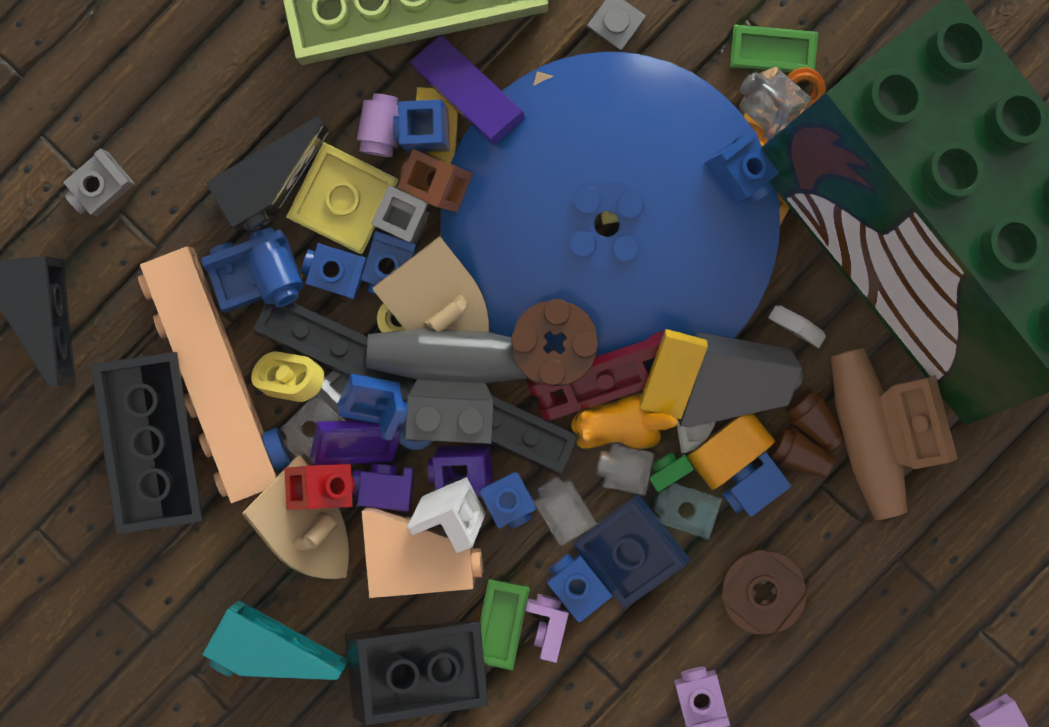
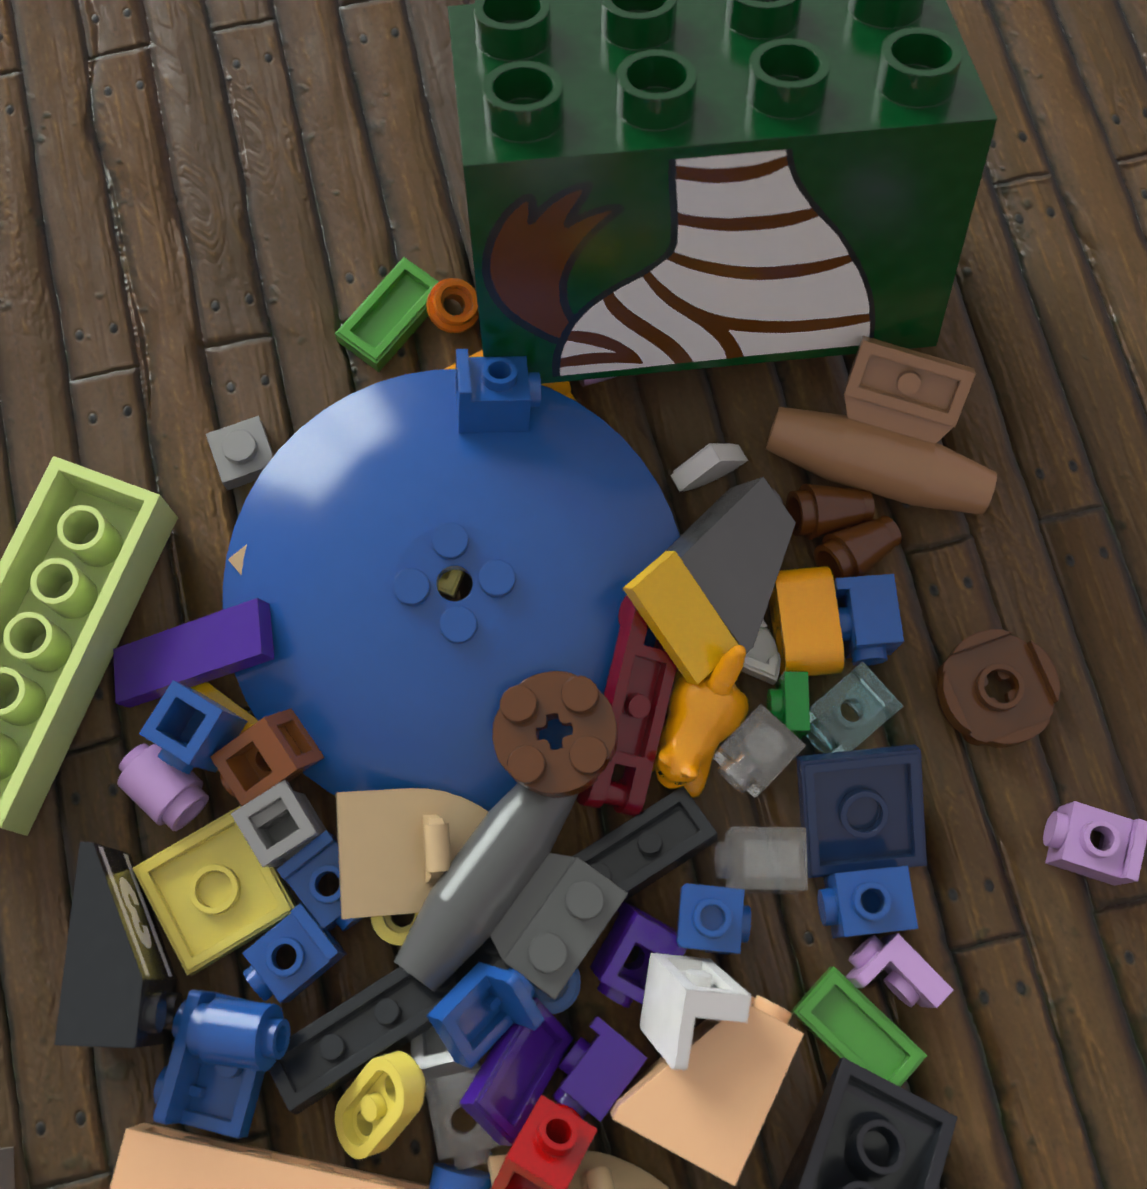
camera: 60 degrees left, 15 degrees down
(772, 100) = (451, 321): clear brick -> none

